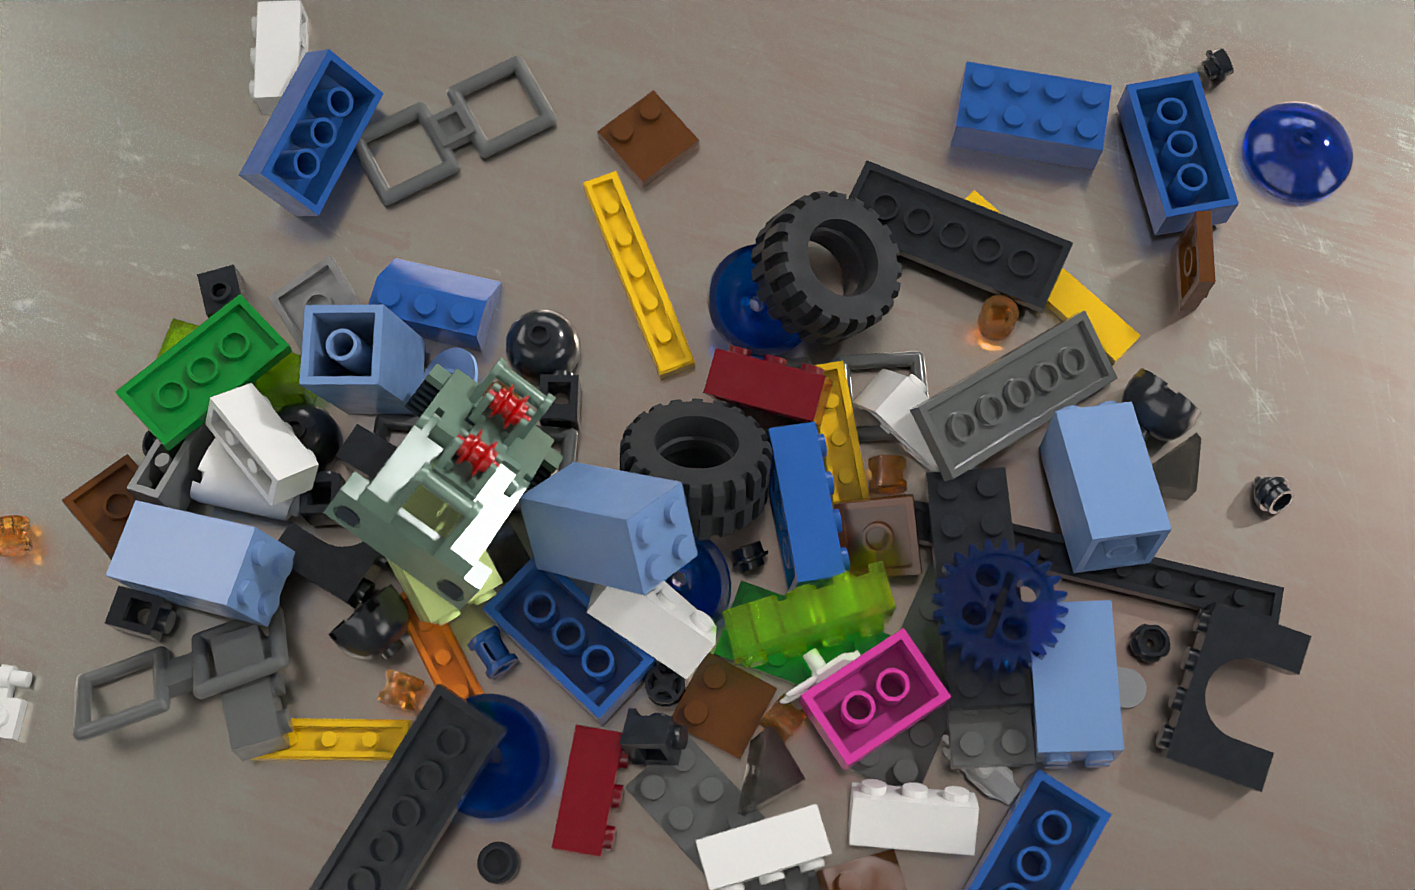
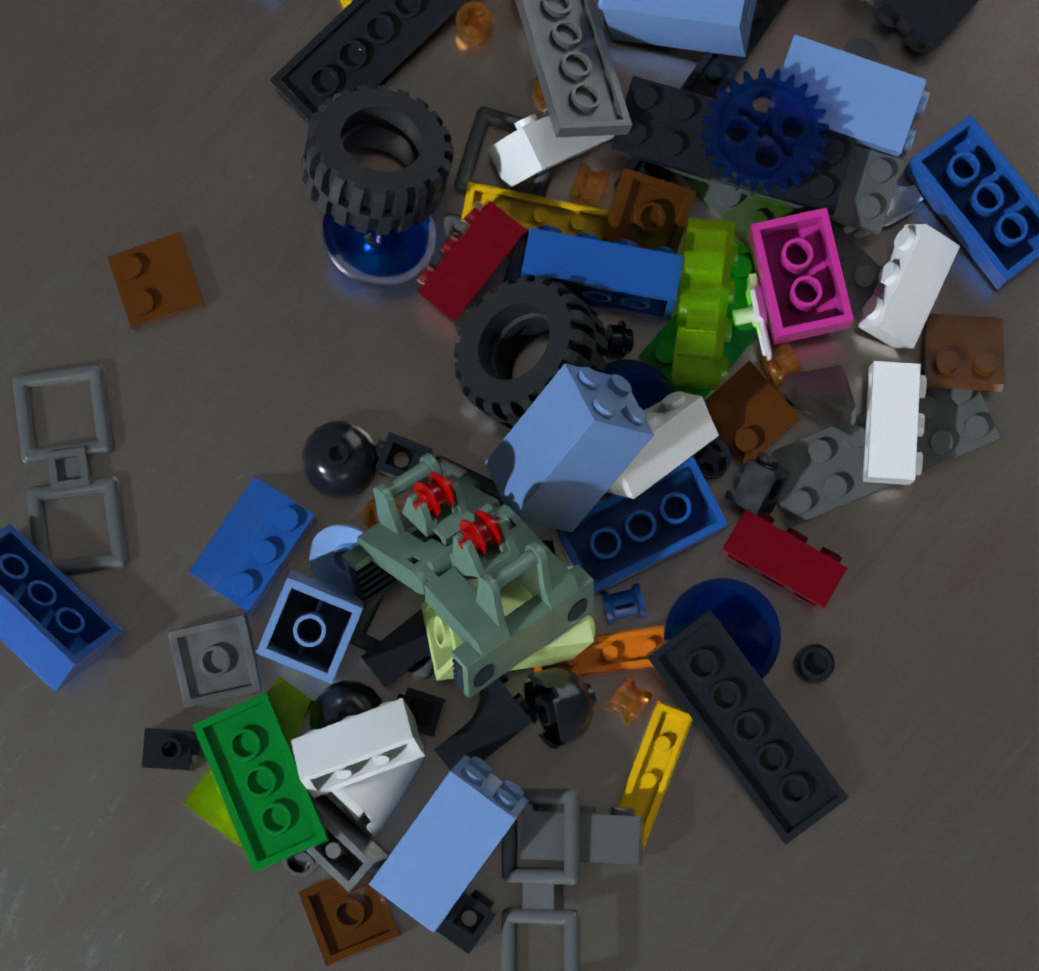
camera: 70 degrees left, 10 degrees up
(638, 275) = (296, 342): yellow tile -> none
(1157, 635) = (834, 10): black plate -> none

